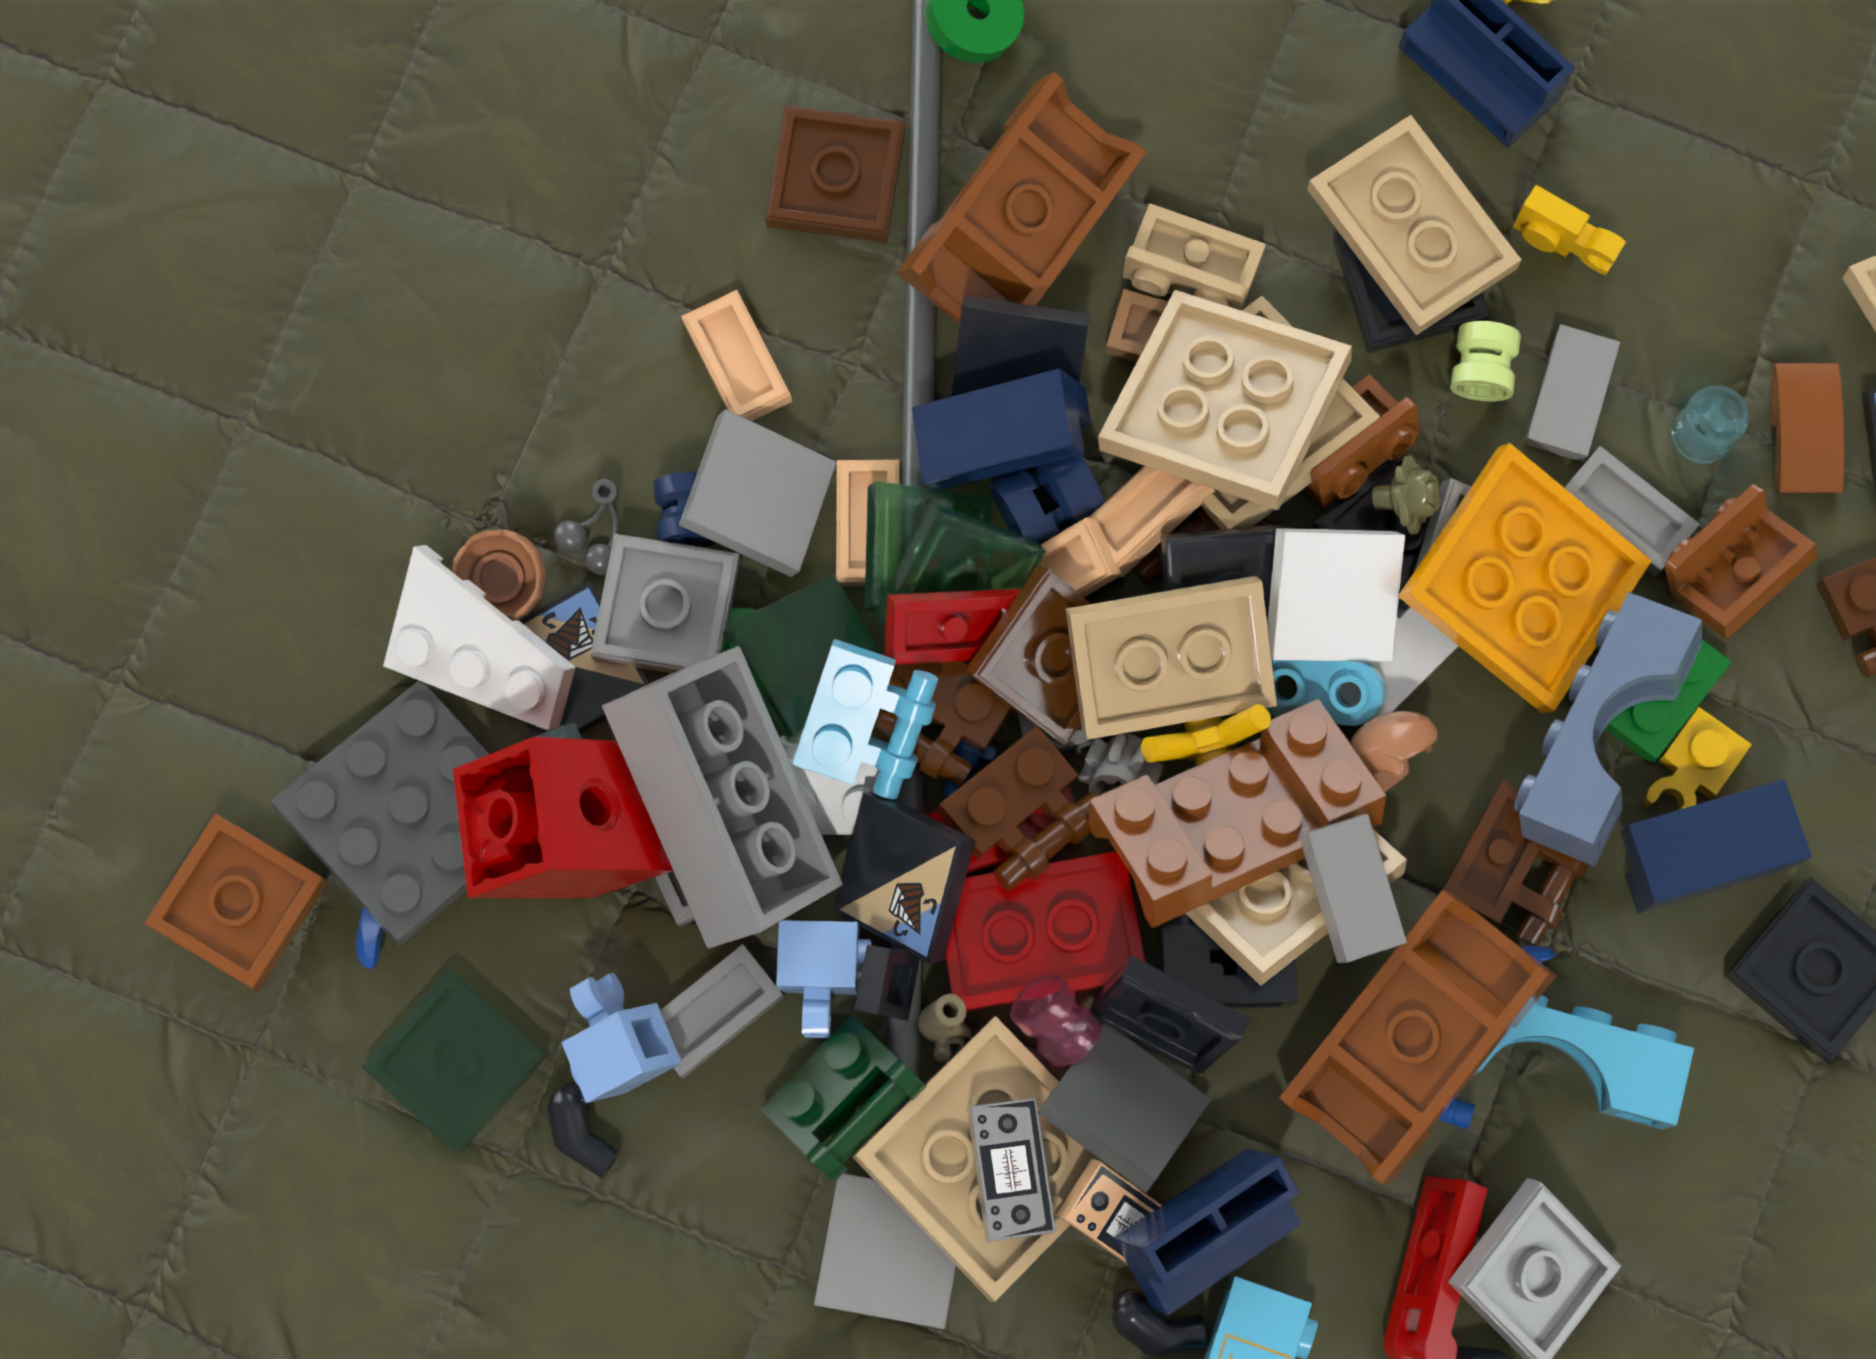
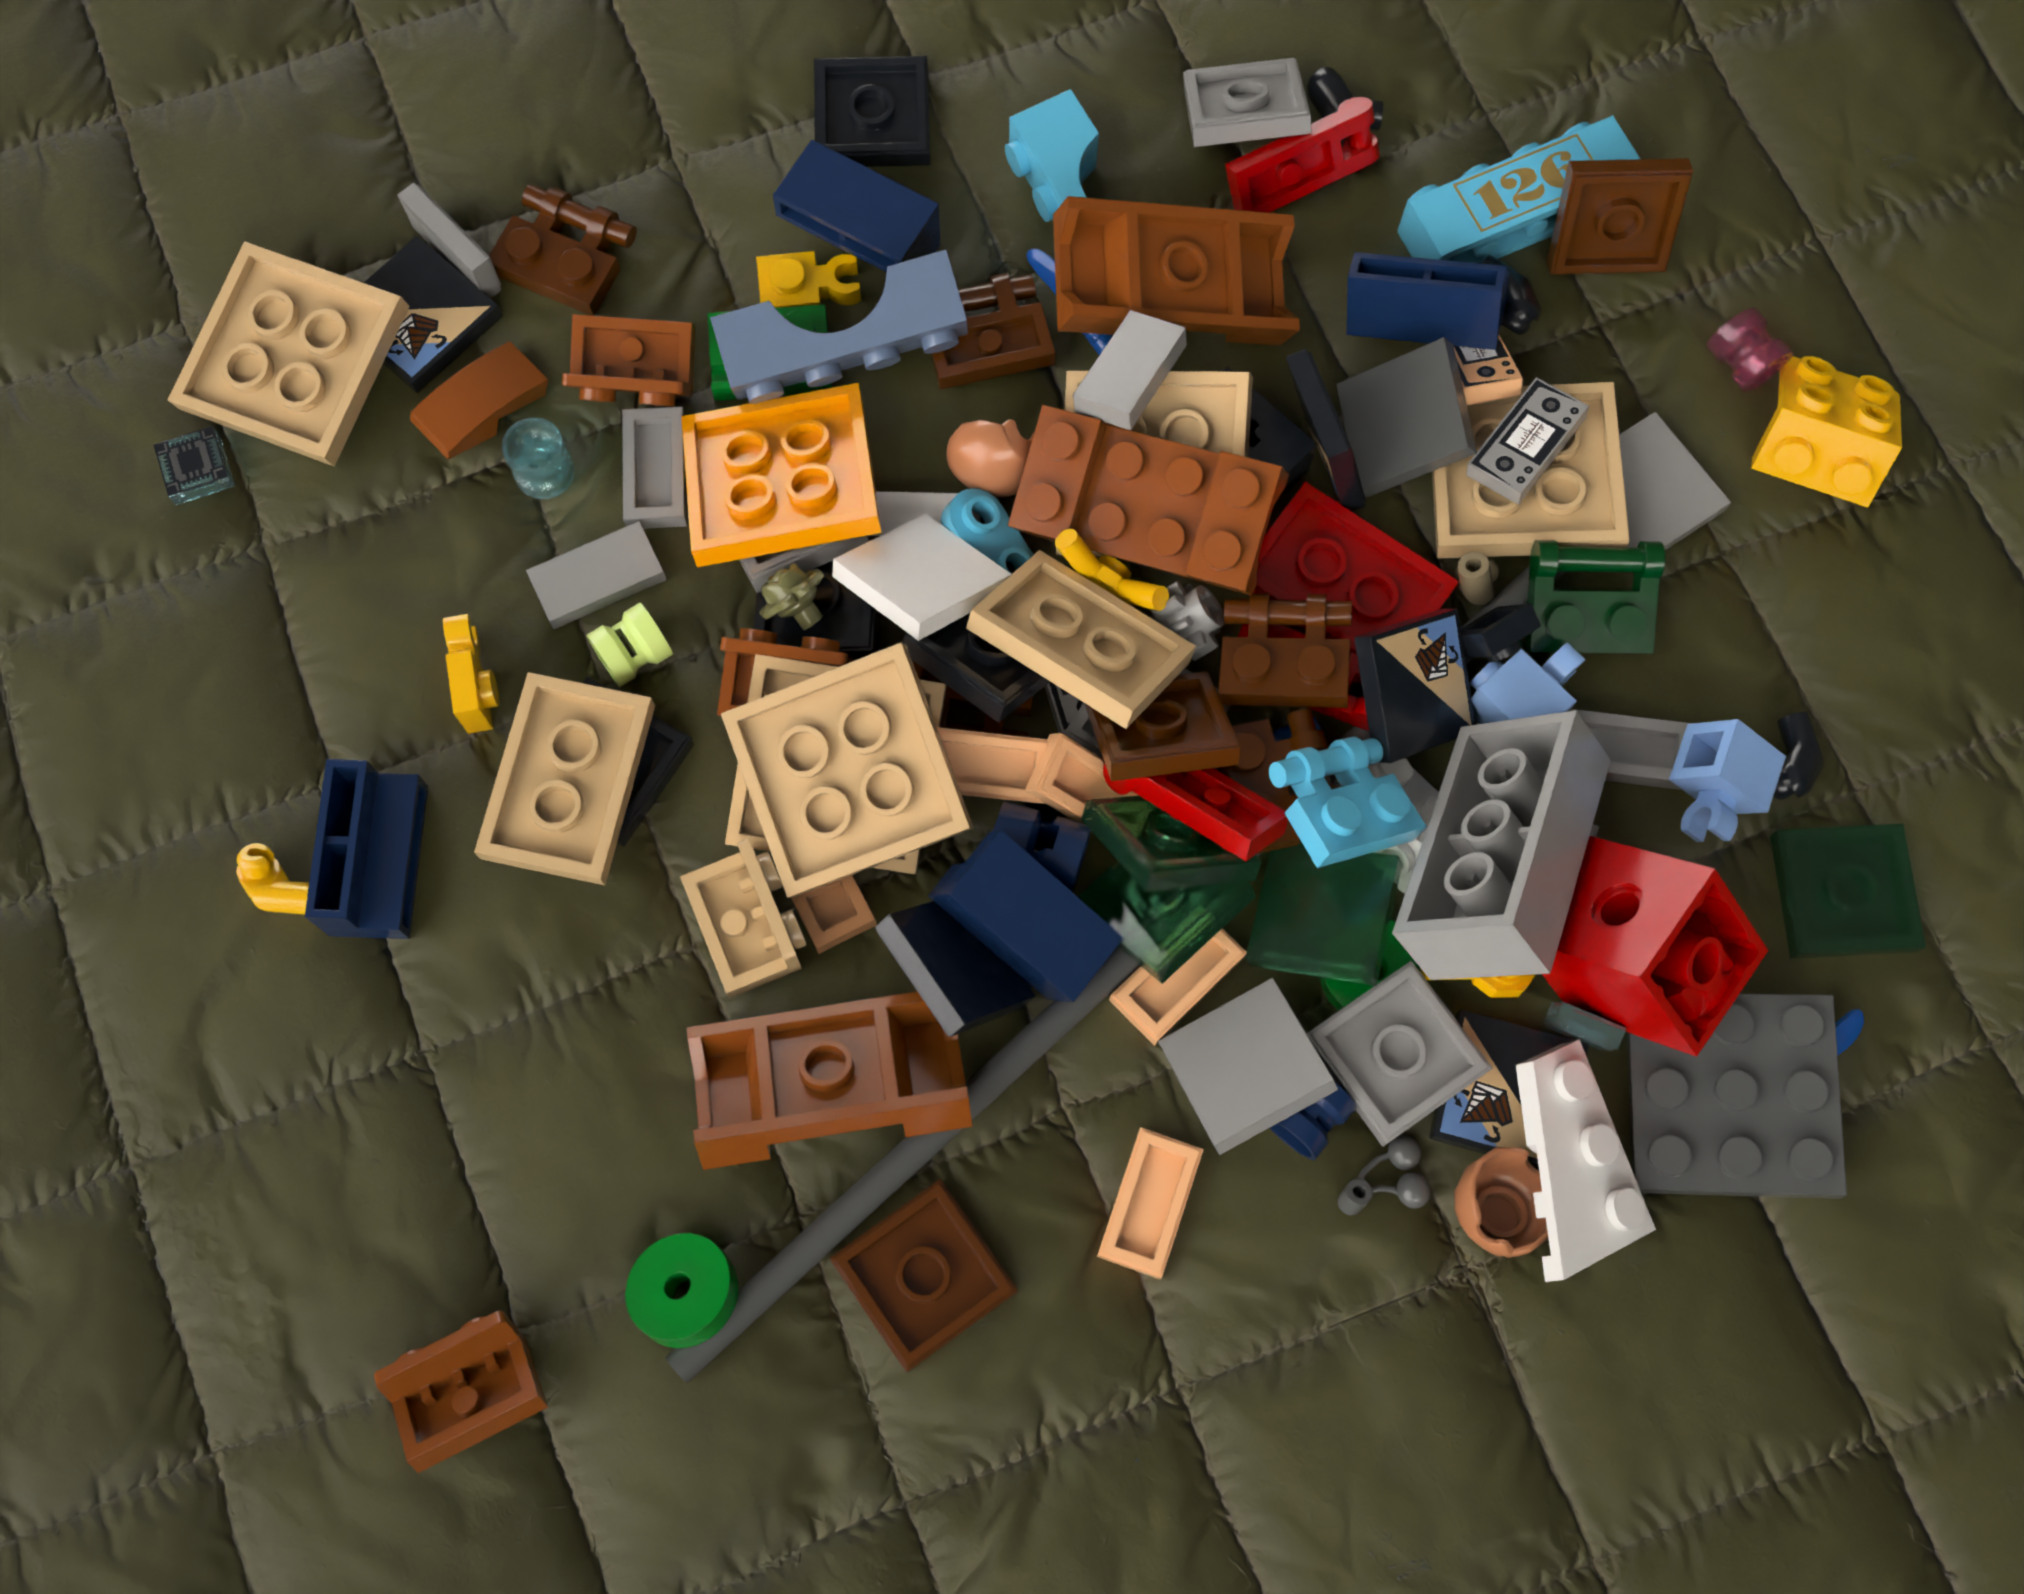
camera: 140 degrees left, 5 degrees down
(236, 902) = (1928, 1156): dark orange plate -> none
(1051, 1016) = (1401, 504): clear pink wheel -> none

